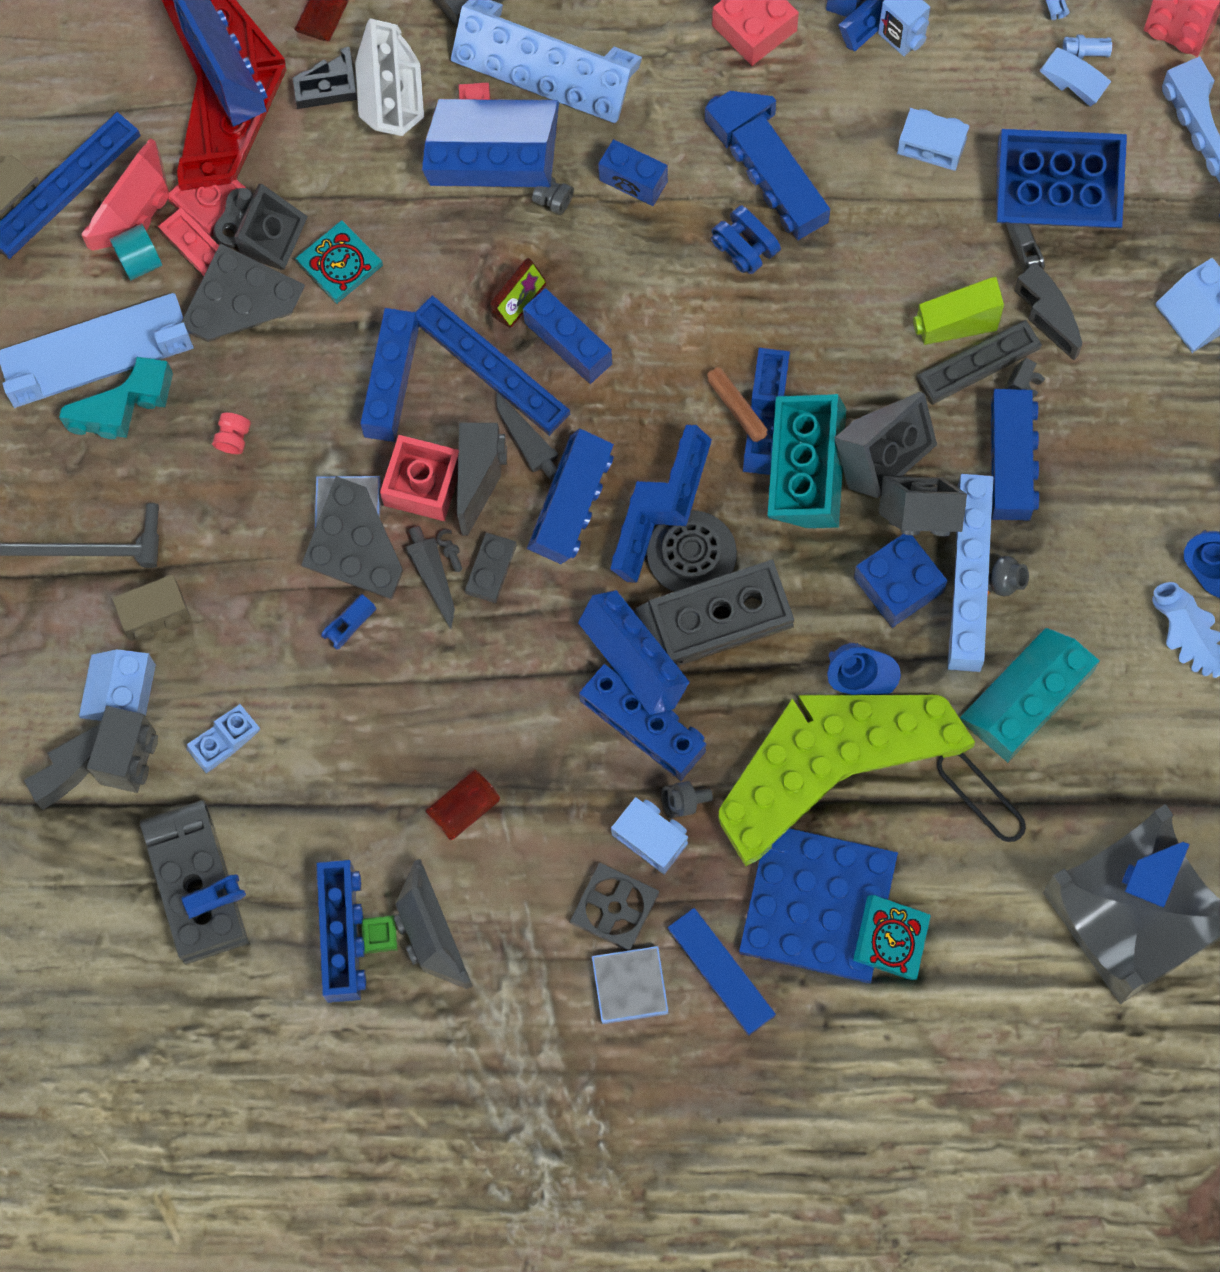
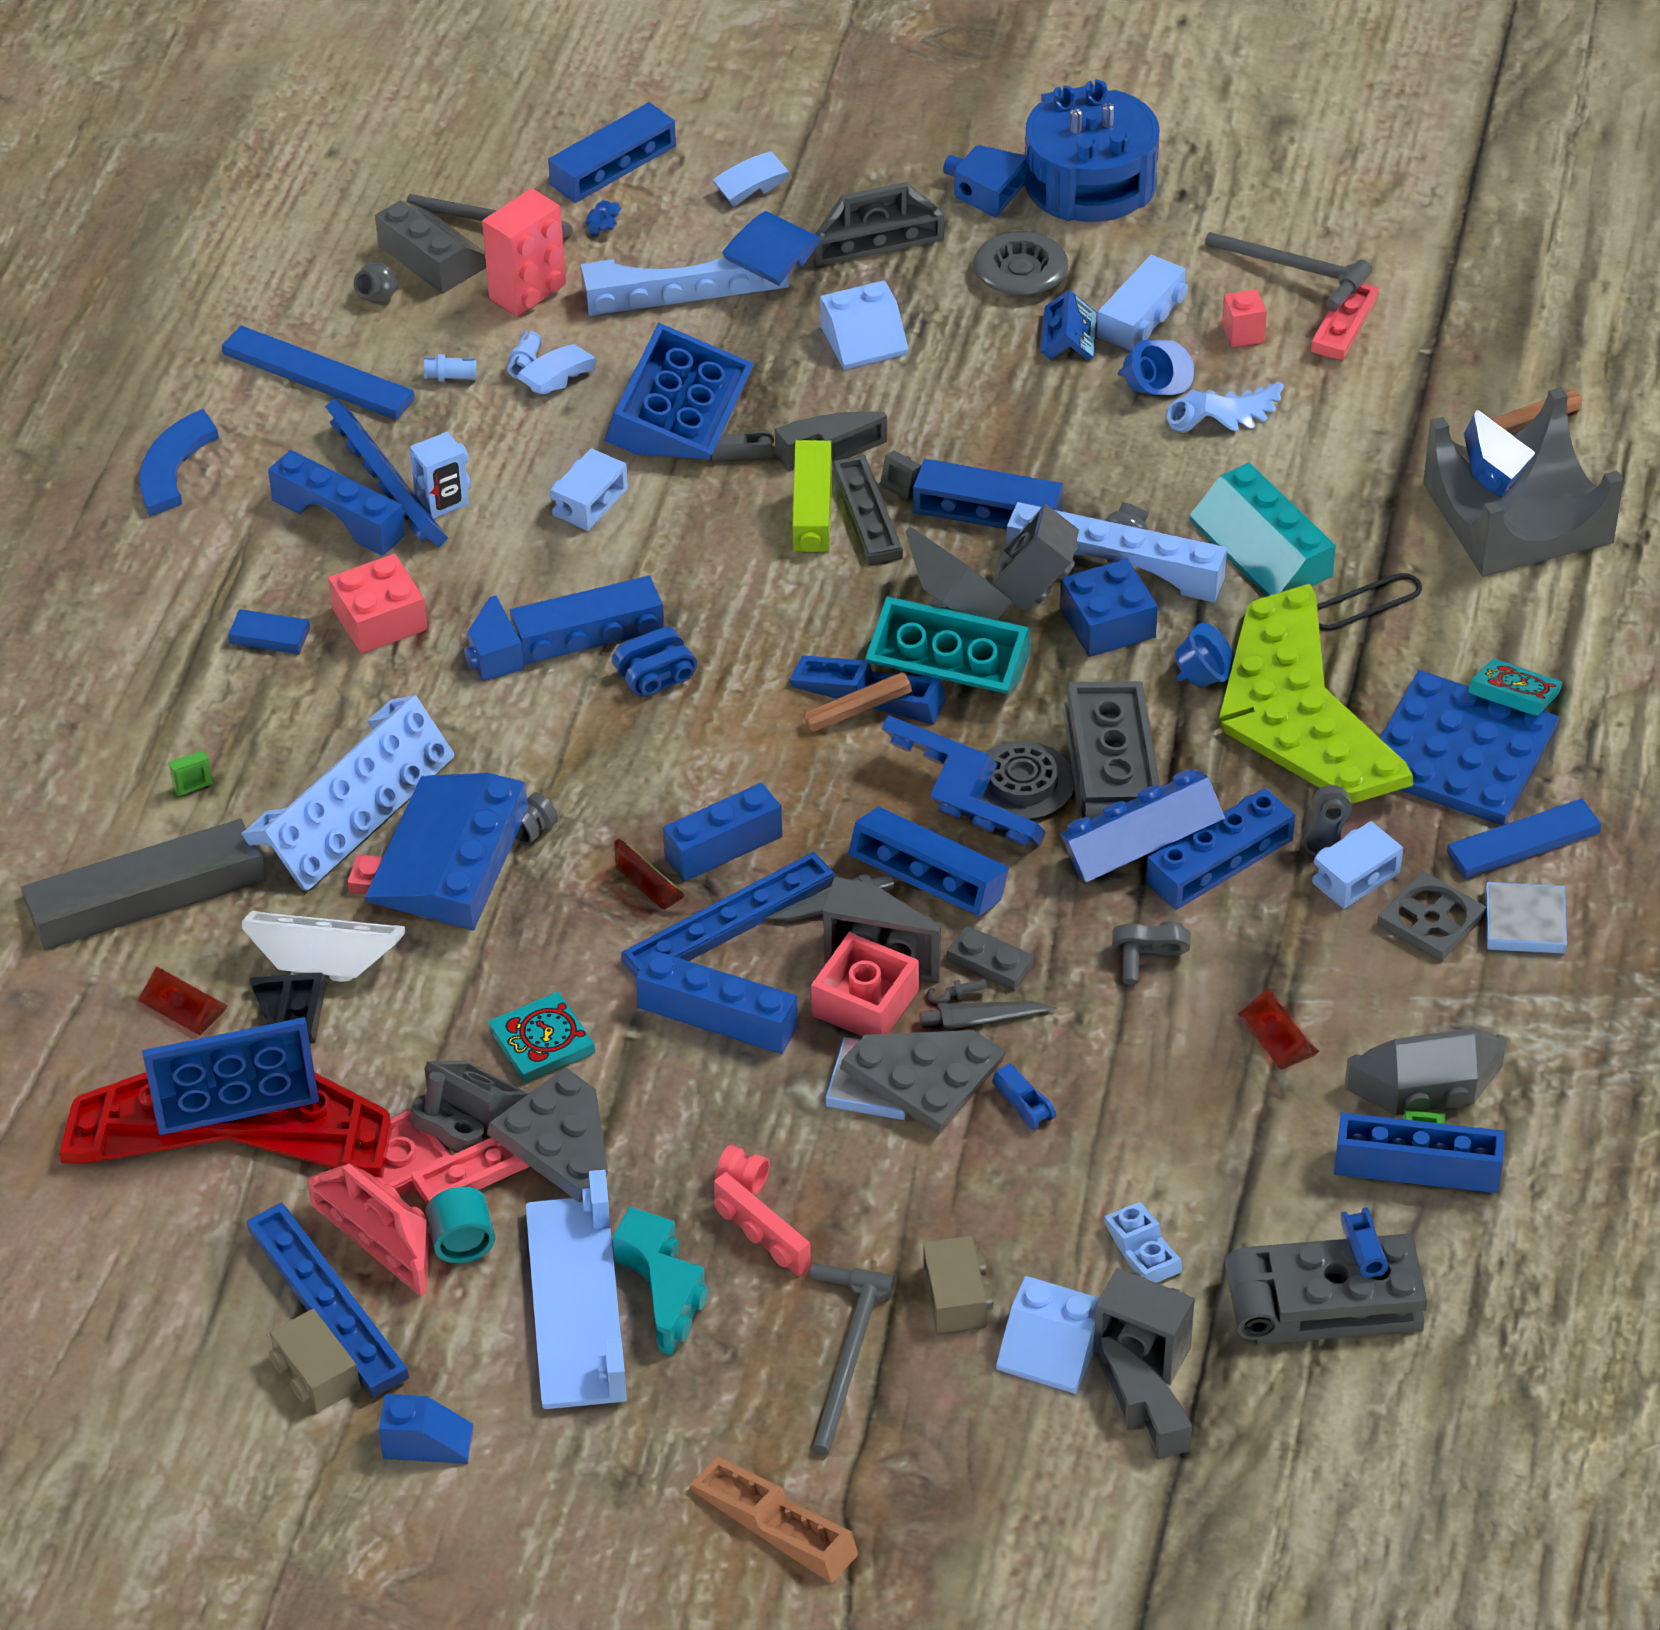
camera: 80 degrees left, 25 degrees down
(182, 458) = (762, 1224): none -> coral plate
(524, 670) = (1134, 939): none -> dark grey piece
(633, 172) = (533, 739): blue brick -> none

